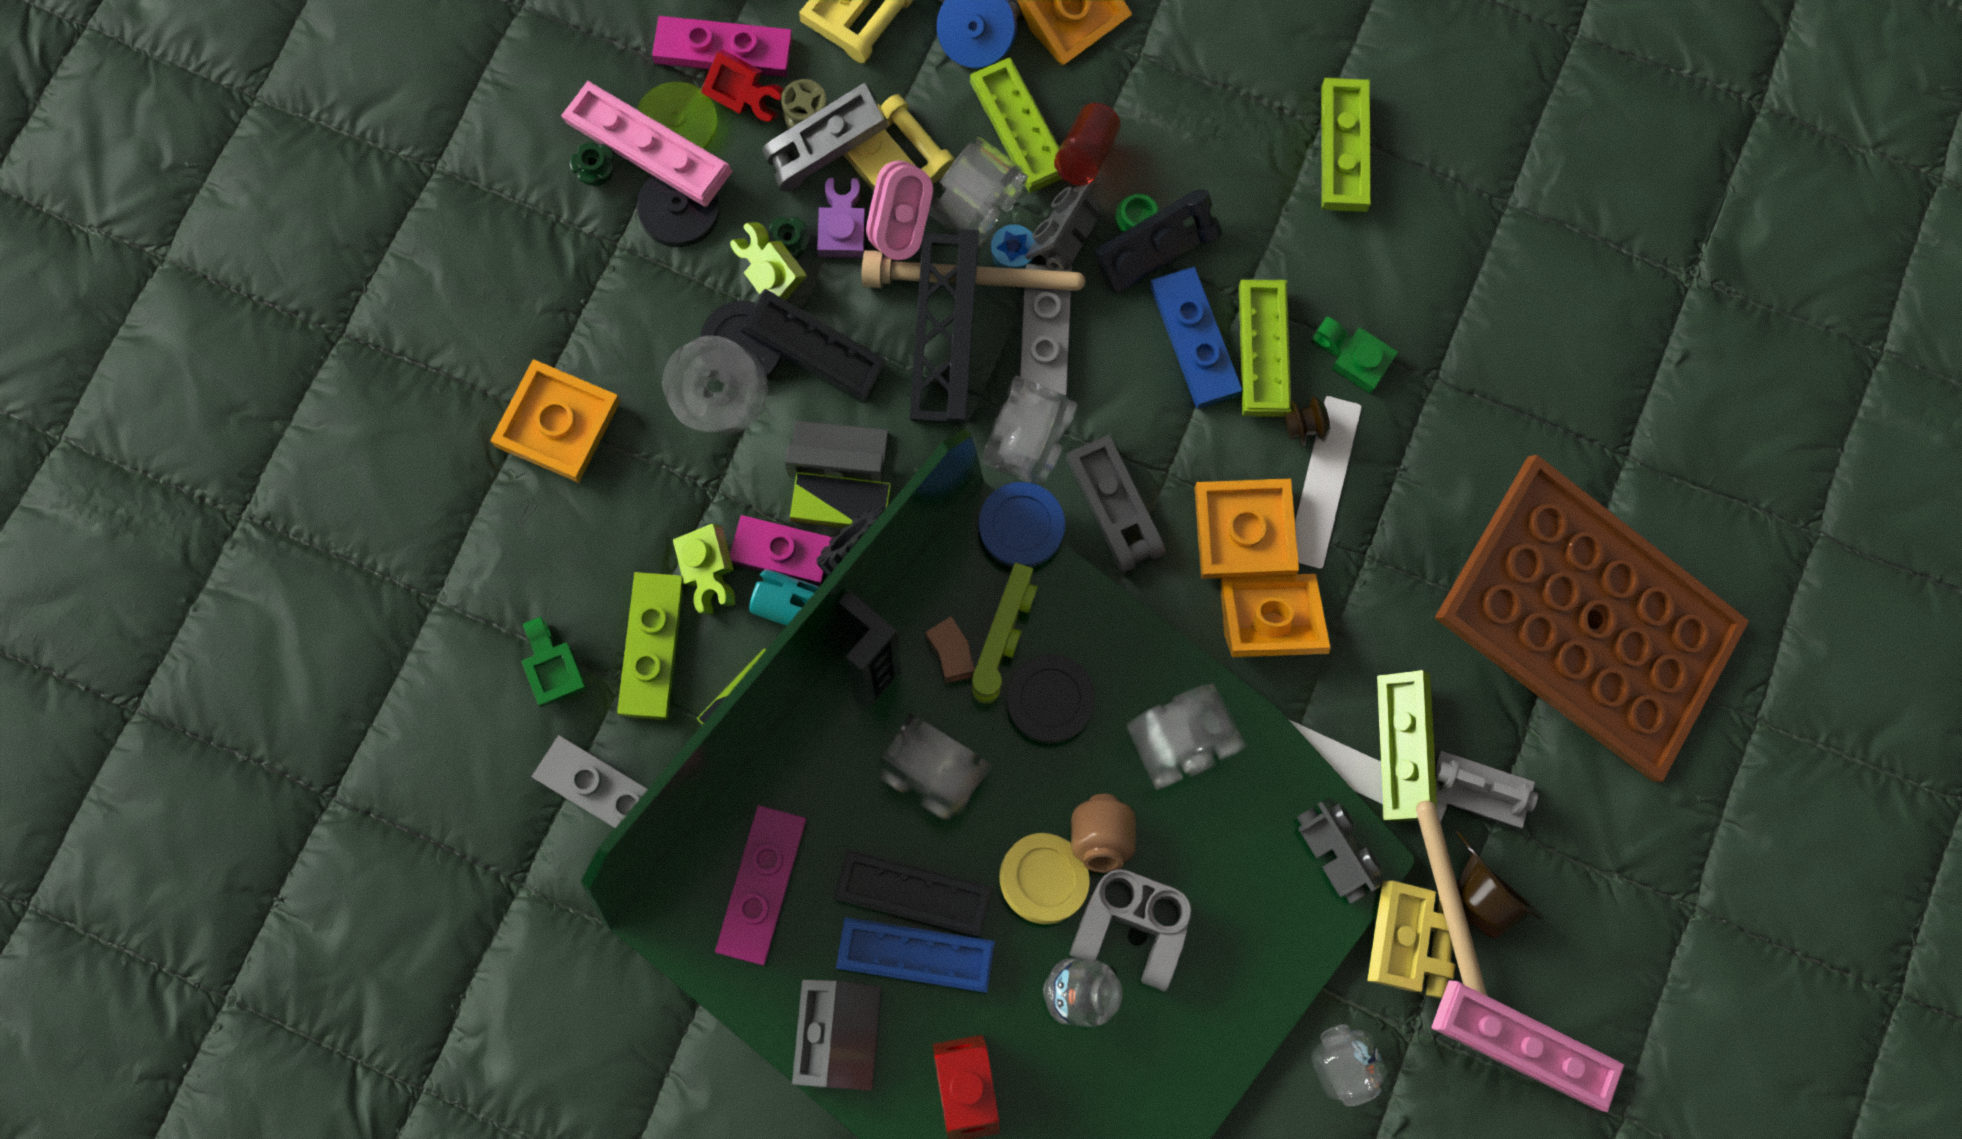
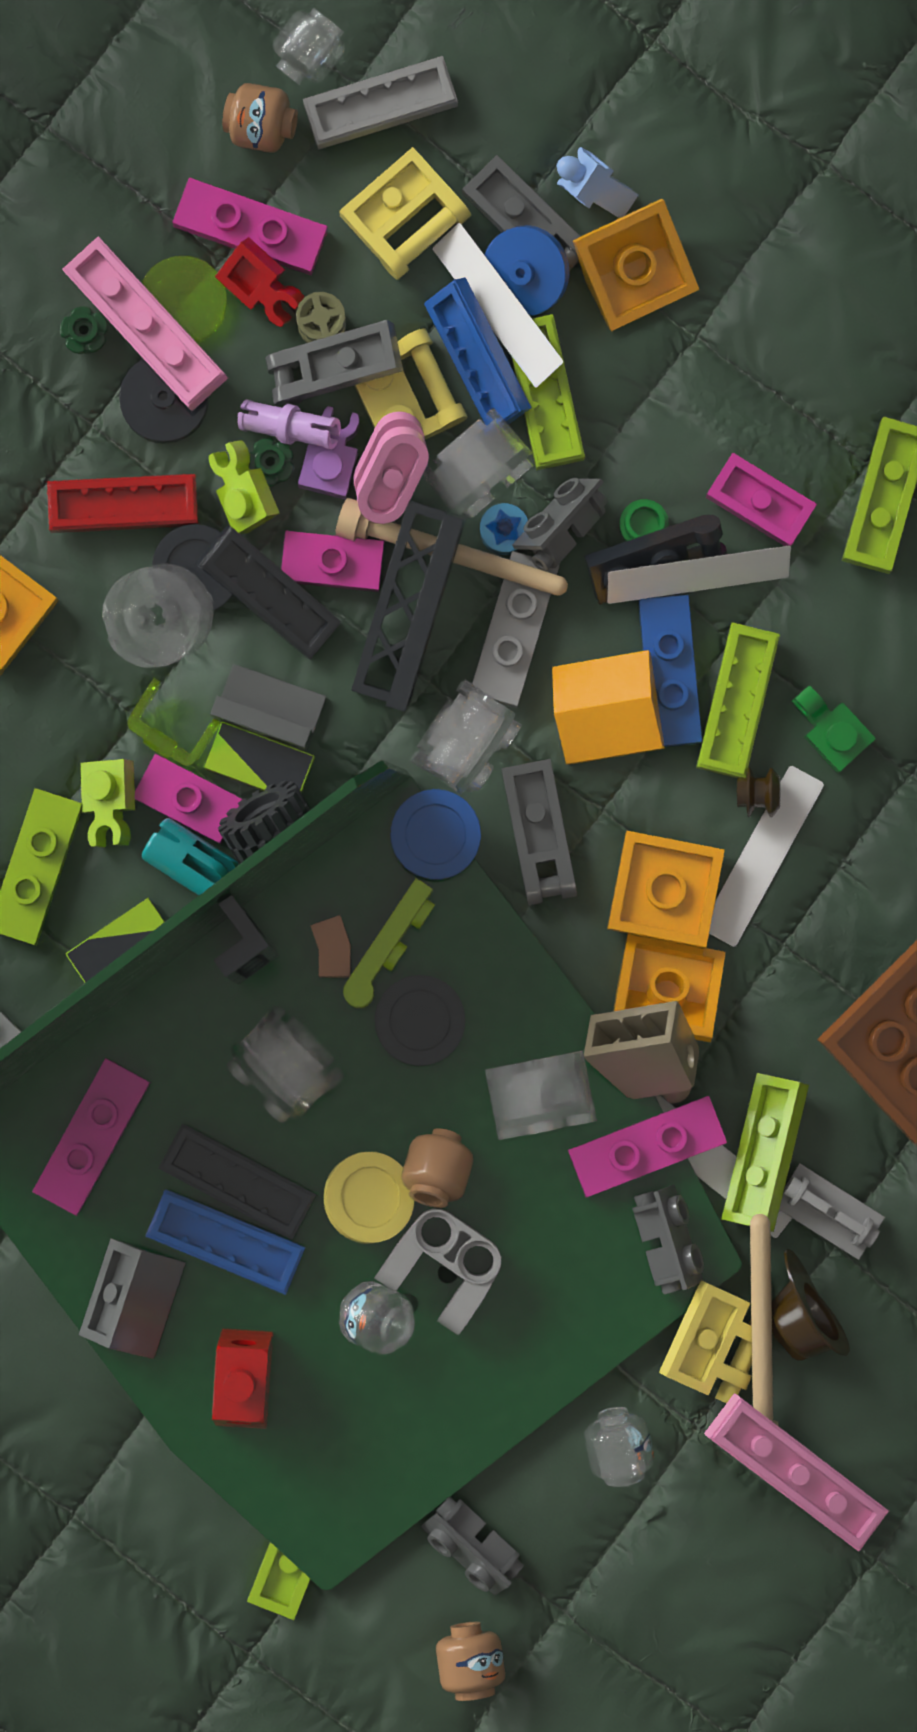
camera: 15 degrees right, 10 degrees up
(659, 301) = (122, 503): none -> red plate
(743, 505) = (159, 741): none -> clear neon green piece
(797, 198) = (289, 424): none -> lavender pin
(866, 309) = (333, 561): none -> dark pink plate
(948, 99) = (476, 351): none -> blue plate
(960, 60) = (499, 304): none -> white sticker
(1087, 144) = (608, 436): clear red piece -> none
(1148, 380) = (607, 707): none -> light orange slope
(1199, 245) = (698, 574): none -> white sticker
(1236, 173) = (760, 500): none -> dark pink plate
(1272, 674) = (645, 1051): none -> dark tan torso
(1295, 766) = (647, 1146): none -> dark pink plate

